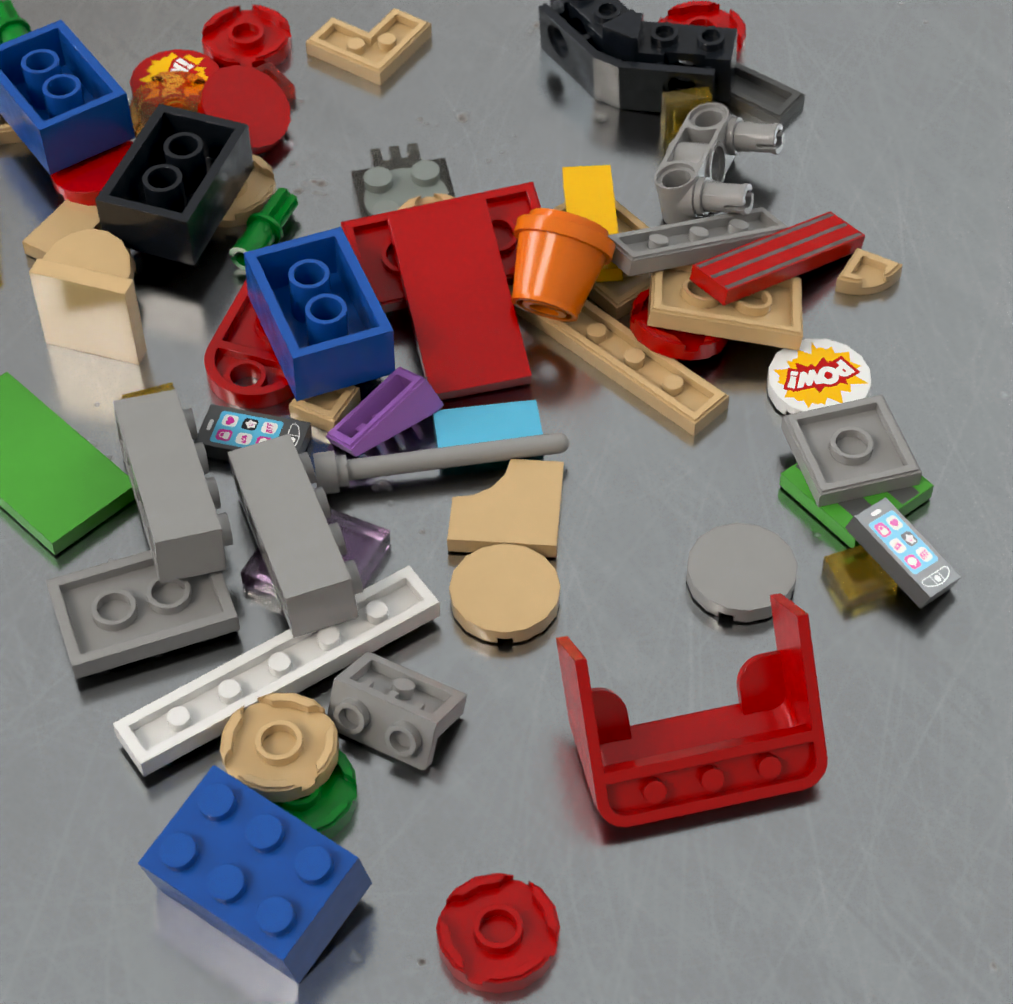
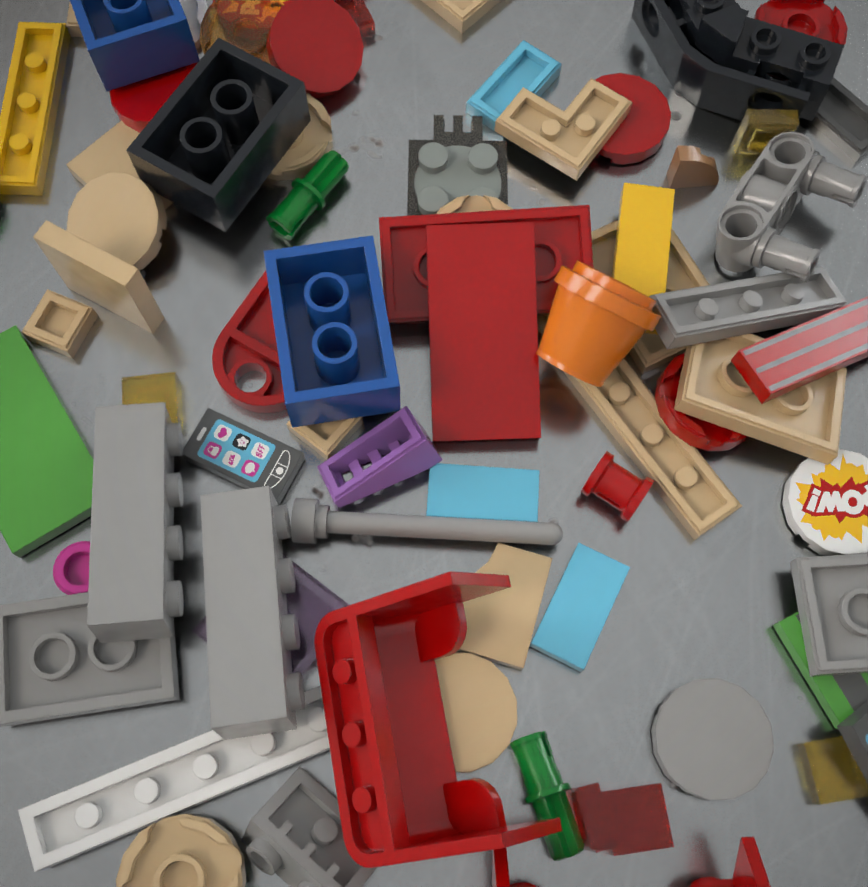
camera: 10 degrees right, 20 degrees up
(48, 368) = (60, 323): none -> tan tile
(119, 542) = (72, 568): none -> dark pink tile
(441, 118) = (522, 68): none -> medium azure tile
(443, 602) = (392, 731): none -> red windscreen
(499, 145) = (566, 137): none -> tan tile
(549, 126) = (644, 126): none -> red tile
(597, 497) = (580, 607): none -> medium azure tile
(600, 632) = (548, 793): none -> green axle
(610, 398) = (617, 486): none -> red bush
(624, 152) = (691, 169): none -> medium nougat tile
(644, 638) = (592, 817): none -> clear red tile
(686, 641) = (638, 819): none -> clear red tile

